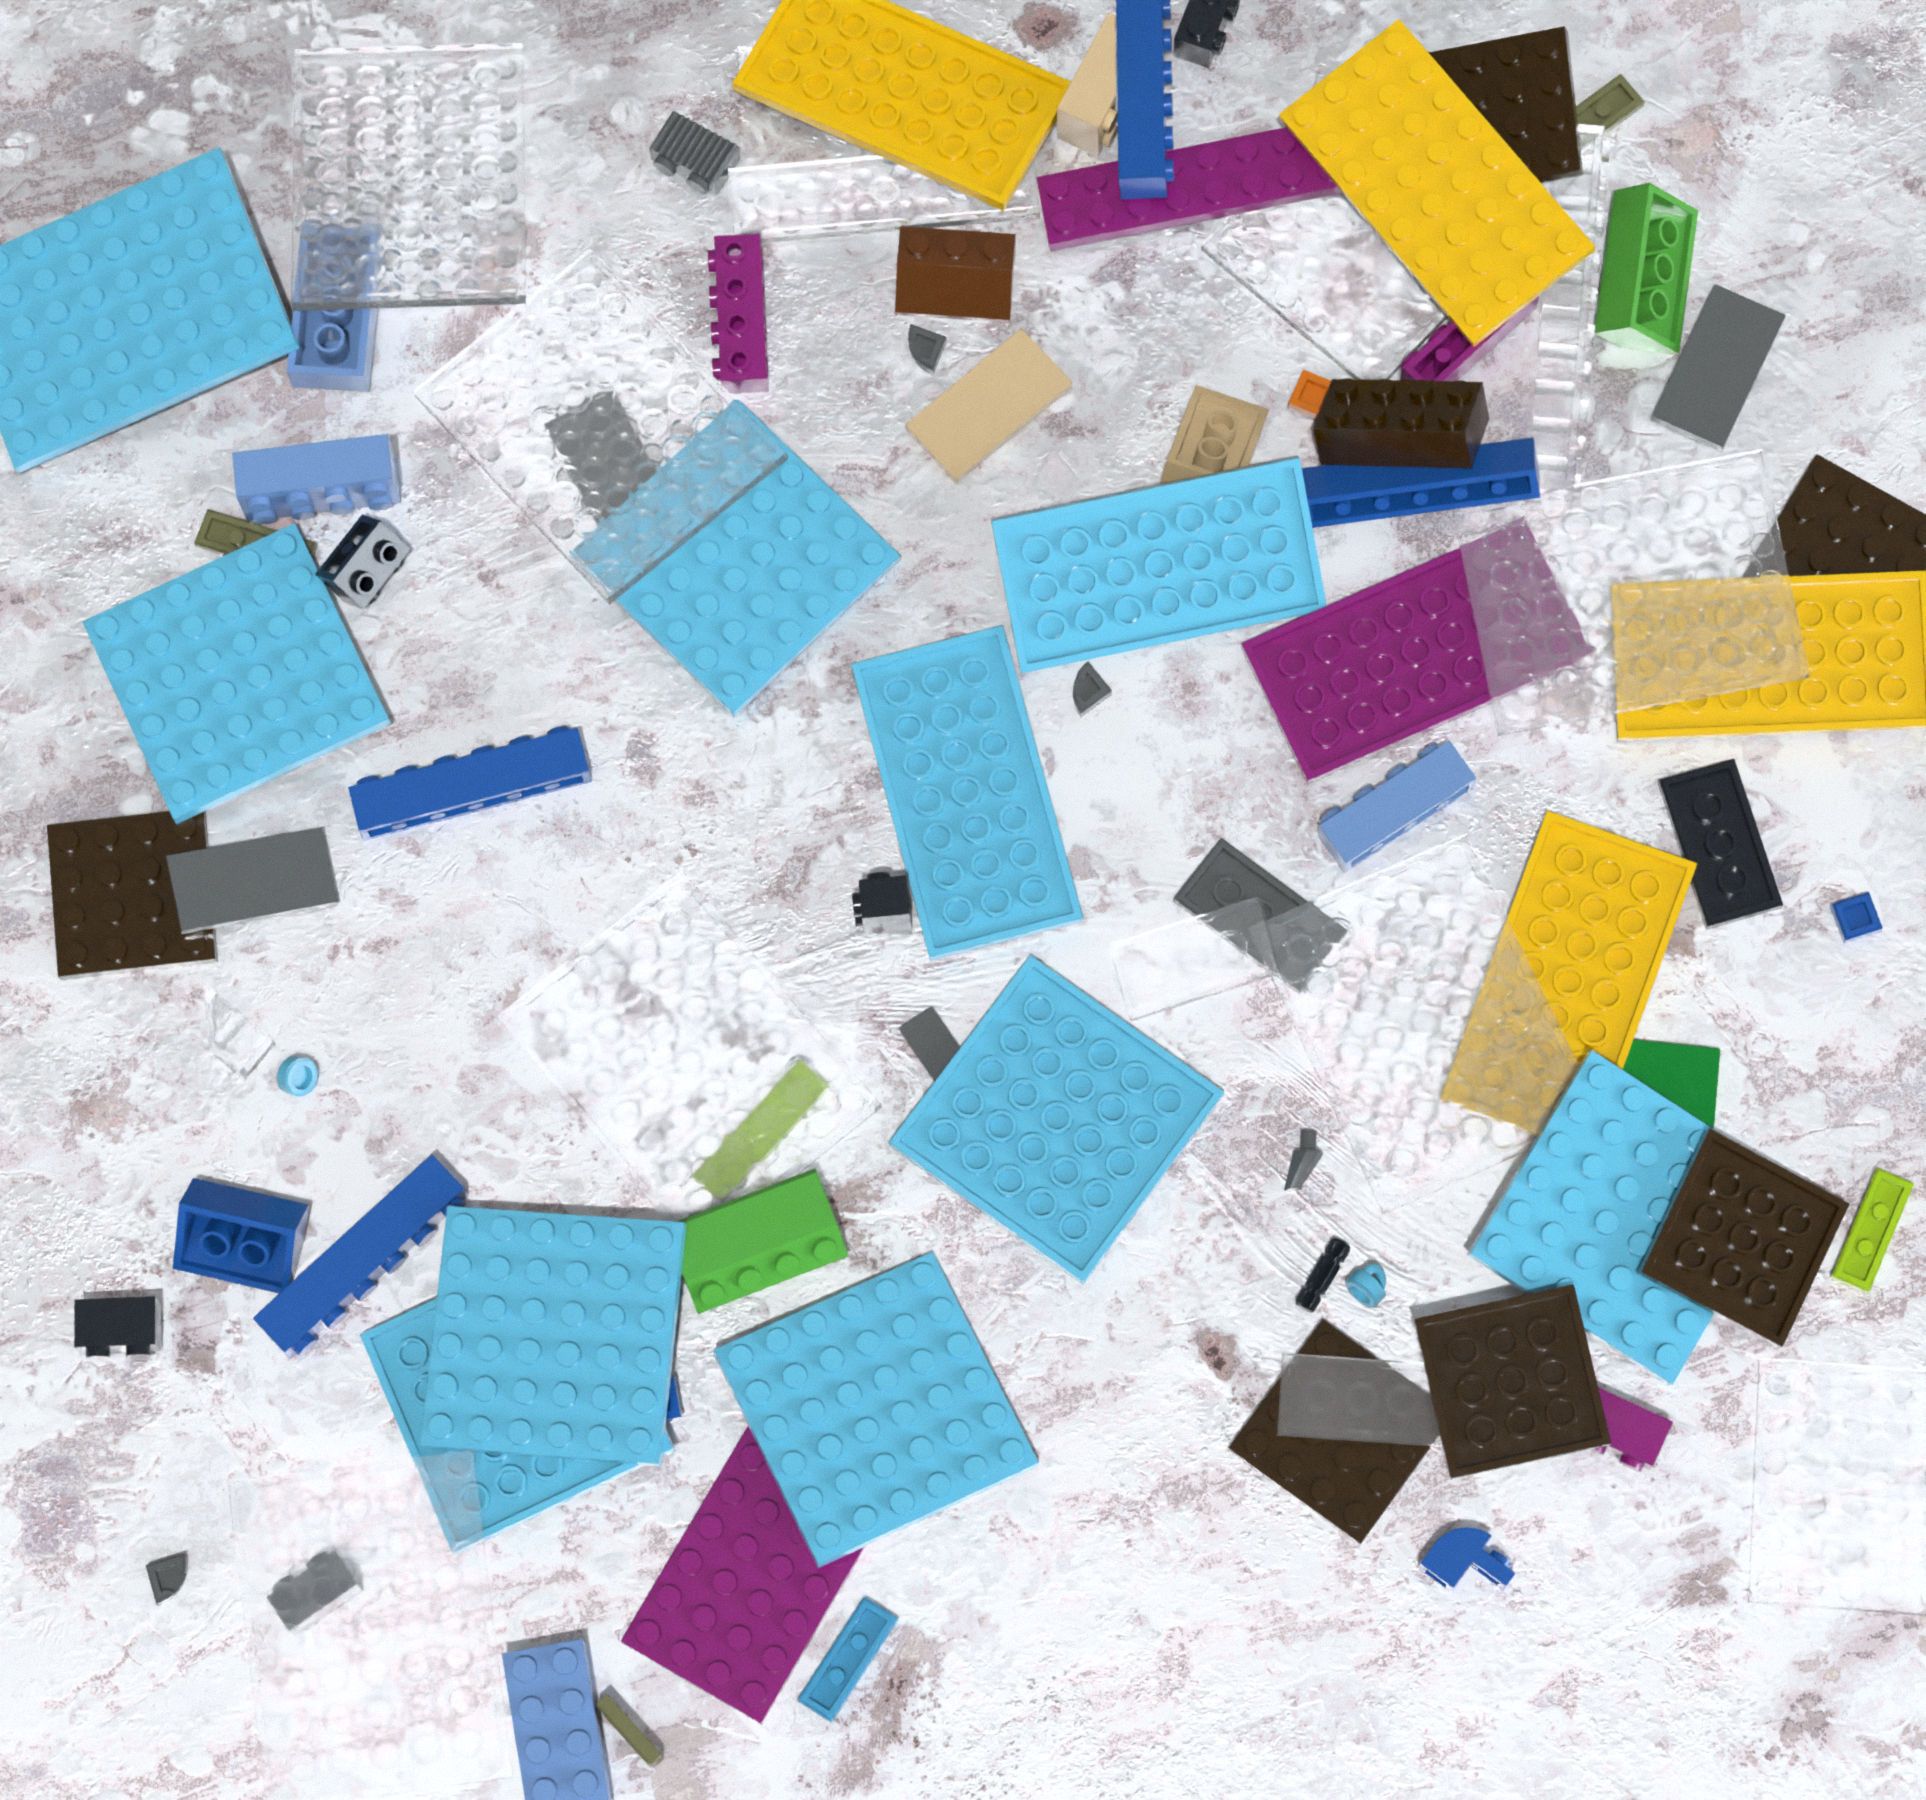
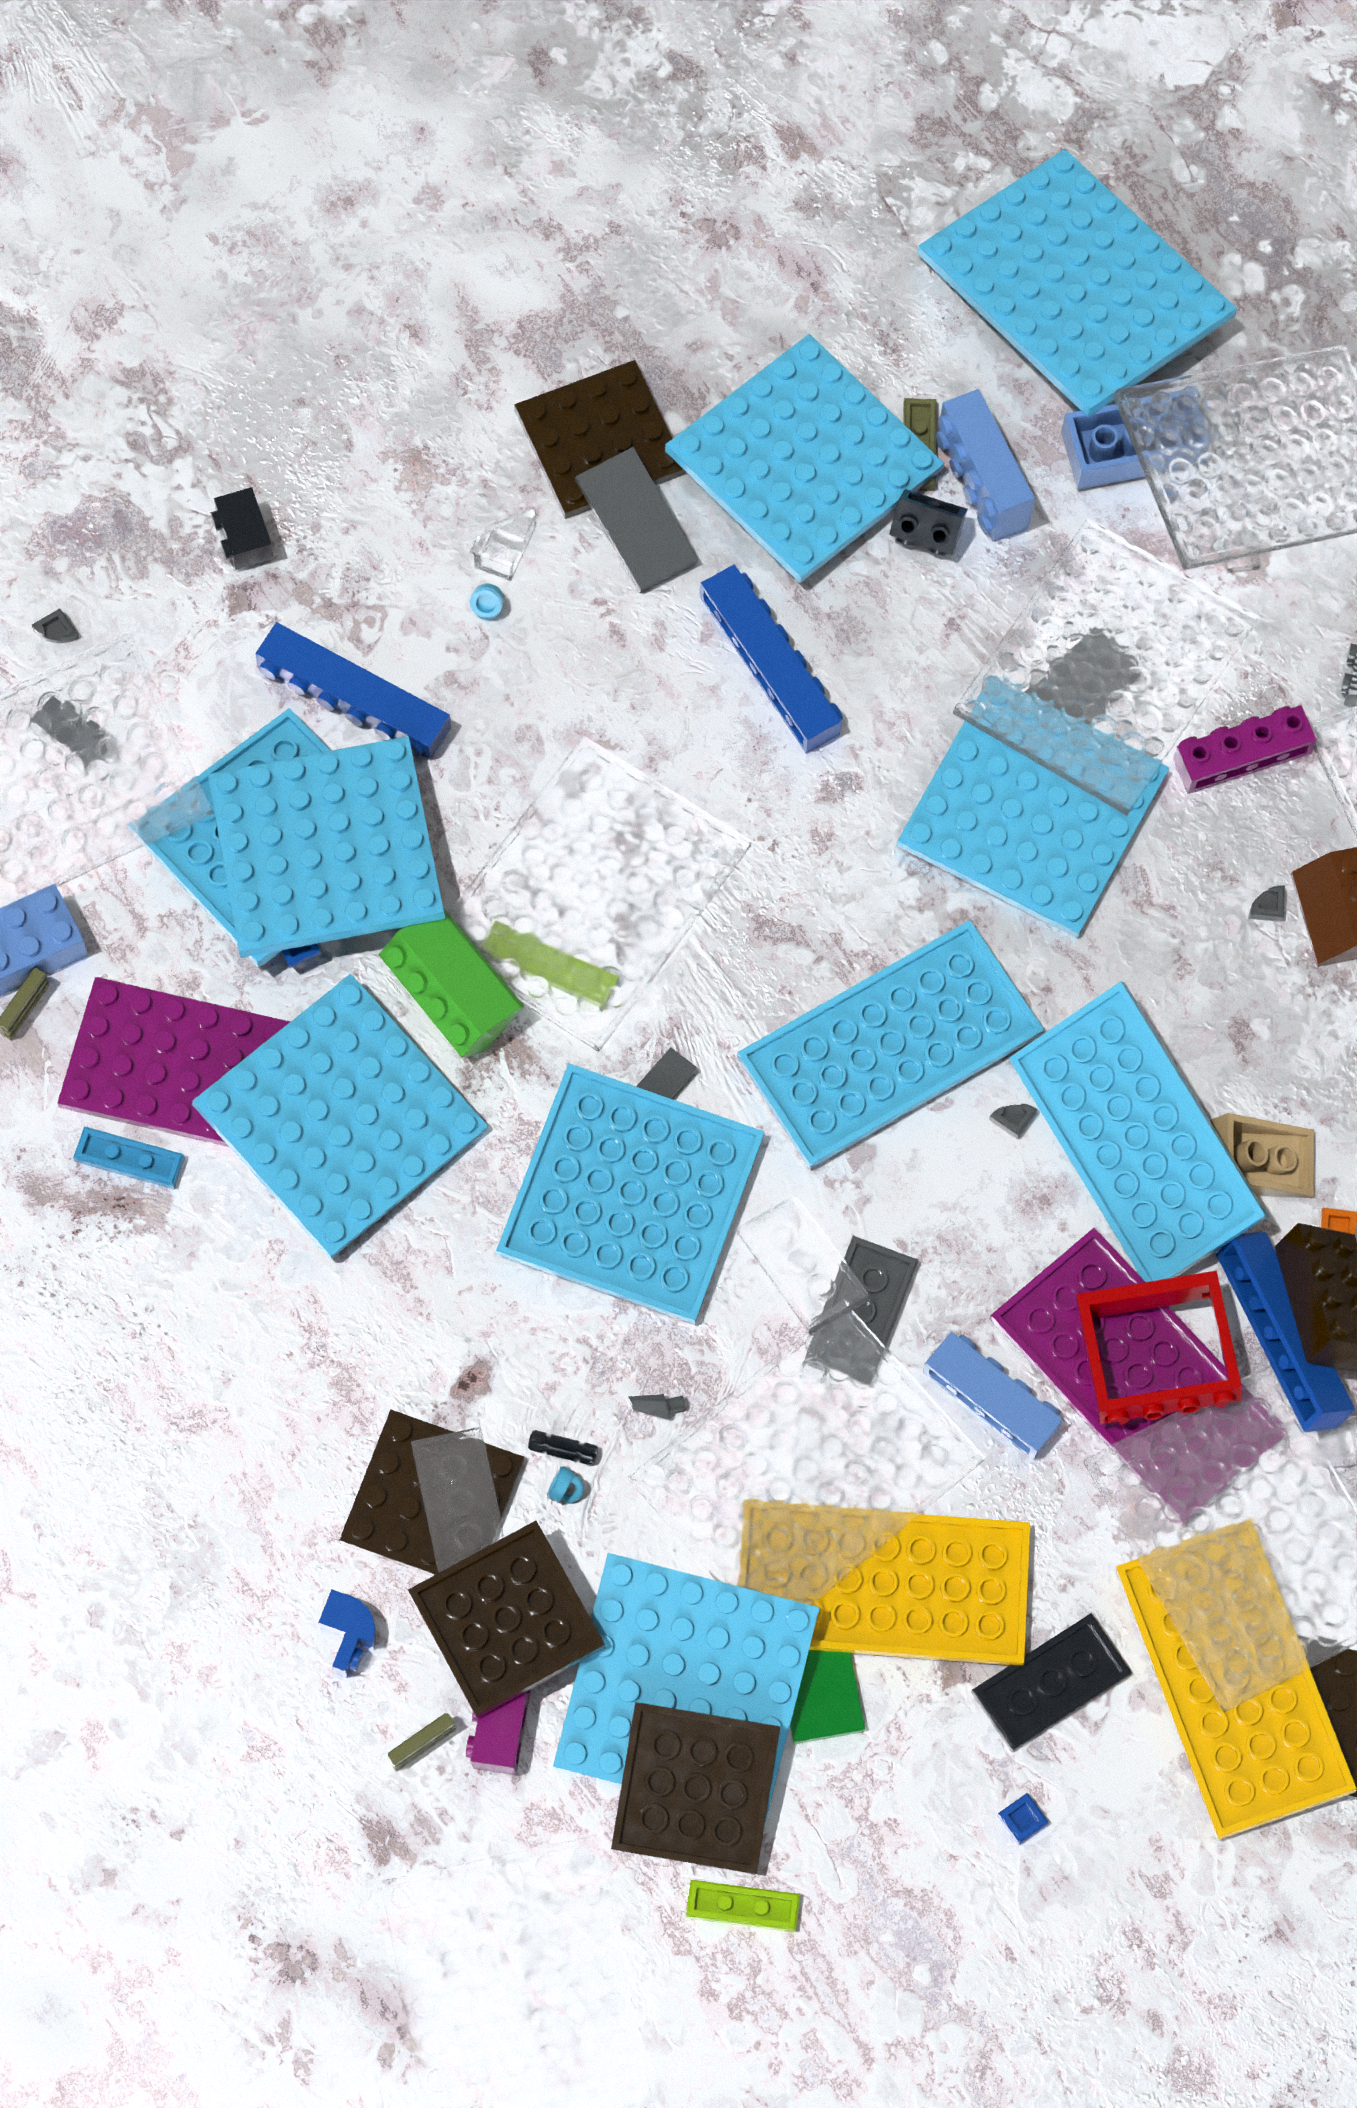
camera: 65 degrees right, 5 degrees down
(239, 1235) = (344, 595): blue slope -> none
(882, 905) = (767, 1000): black brick -> none
(988, 405) = (1235, 968): tan tile -> none
(1469, 639) = (1149, 1296): none -> red window
(1609, 1515) = (421, 1741): none -> olive tile

